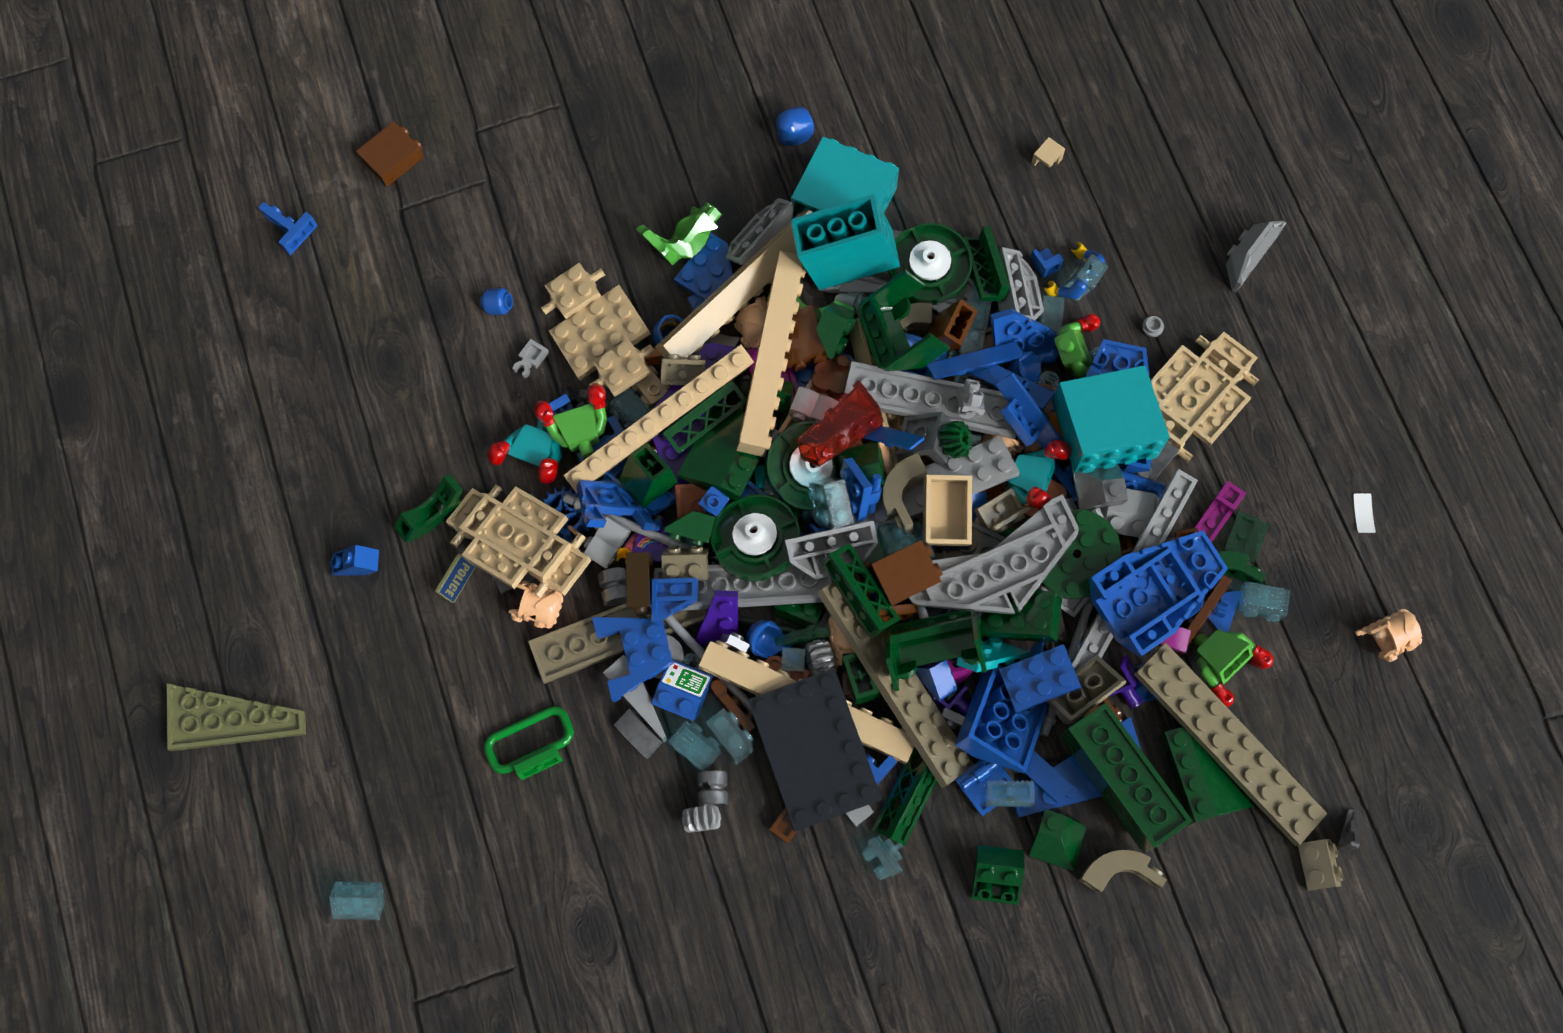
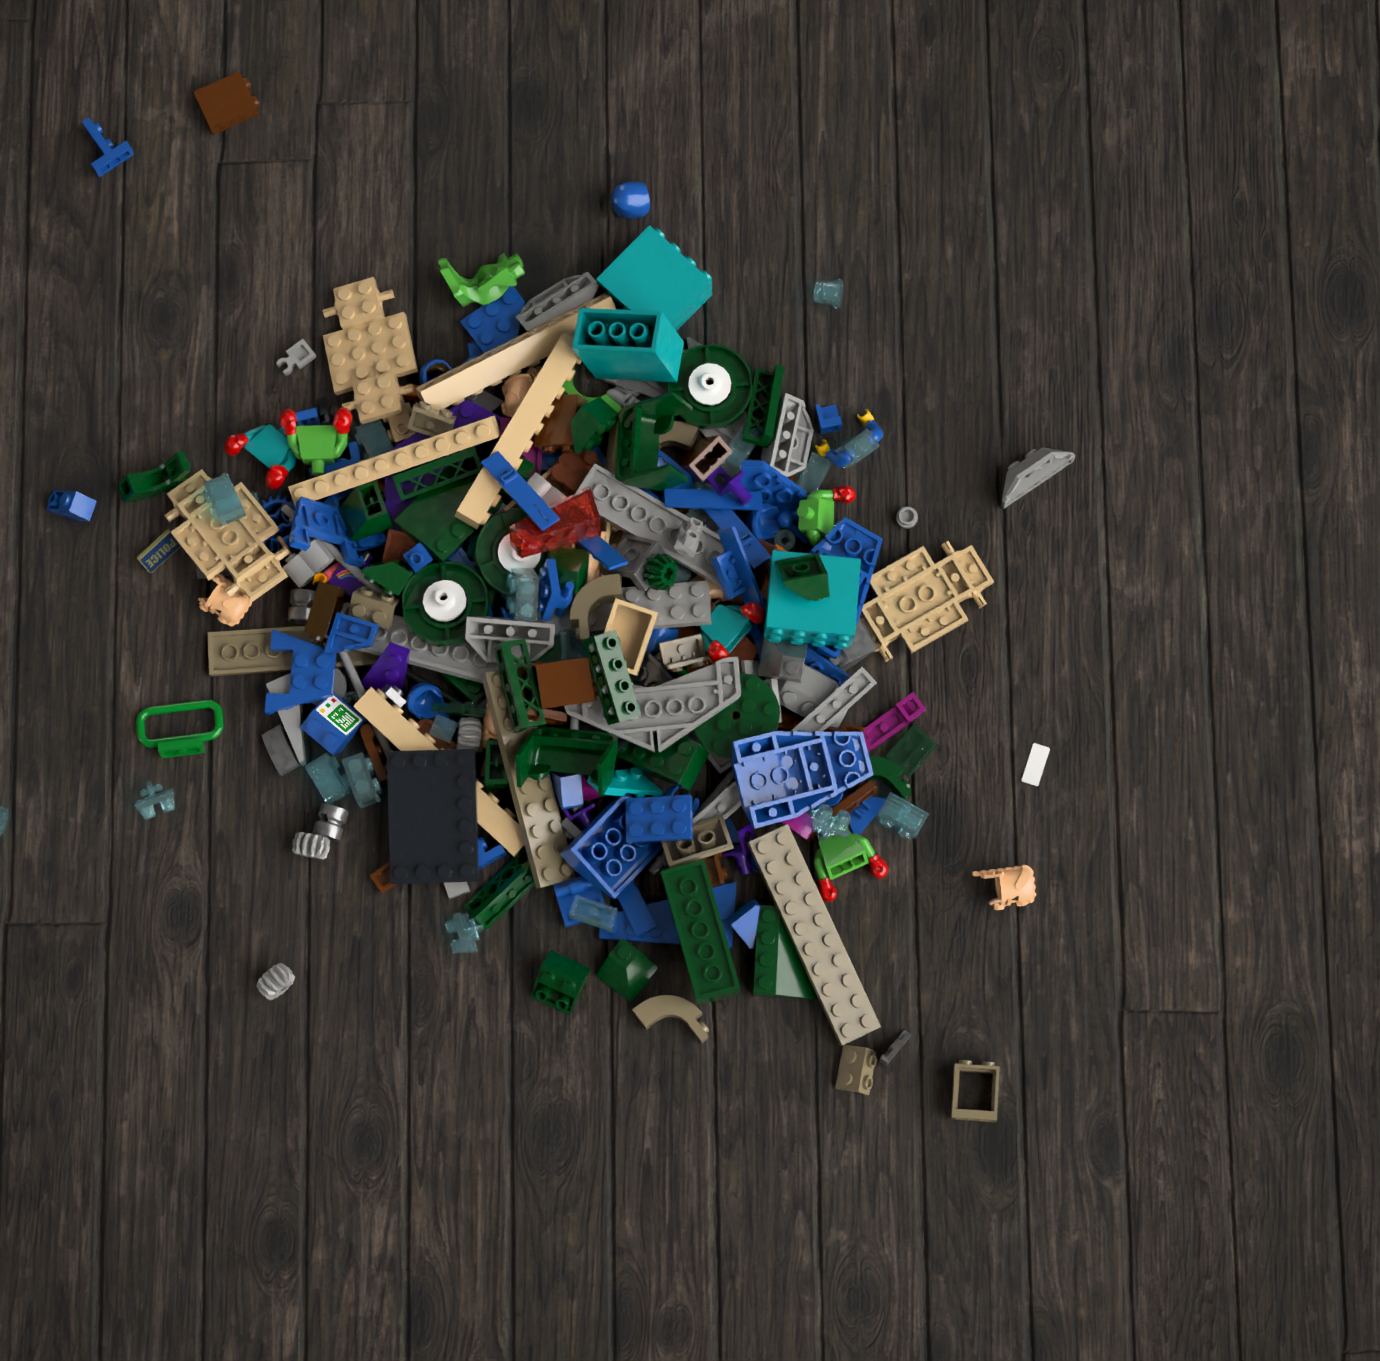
camera: 20 degrees right, 5 degrees up
(496, 301) = (282, 290): blue head -> none
(505, 506) = (224, 499): none -> clear light blue brick
(520, 832) = (145, 805): none -> clear light blue hips
(712, 970) = (275, 981): none -> light grey gear
(795, 403) = (520, 491): none -> blue piece
(951, 552) = (611, 677): none -> brick
(992, 342) = (730, 485): none -> dark purple bracket
(1003, 152) = (829, 292): none -> clear light blue piece
(1044, 362) = (785, 520): none -> blue bar
(1049, 153) = (872, 308): tan panel -> none
(1105, 394) = (805, 576): none -> dark green slope
(1160, 752) = (745, 922): none -> slope
(1203, 631) = (829, 825): none -> clear light blue hips
(1464, 842) = (975, 1115): none -> dark tan window

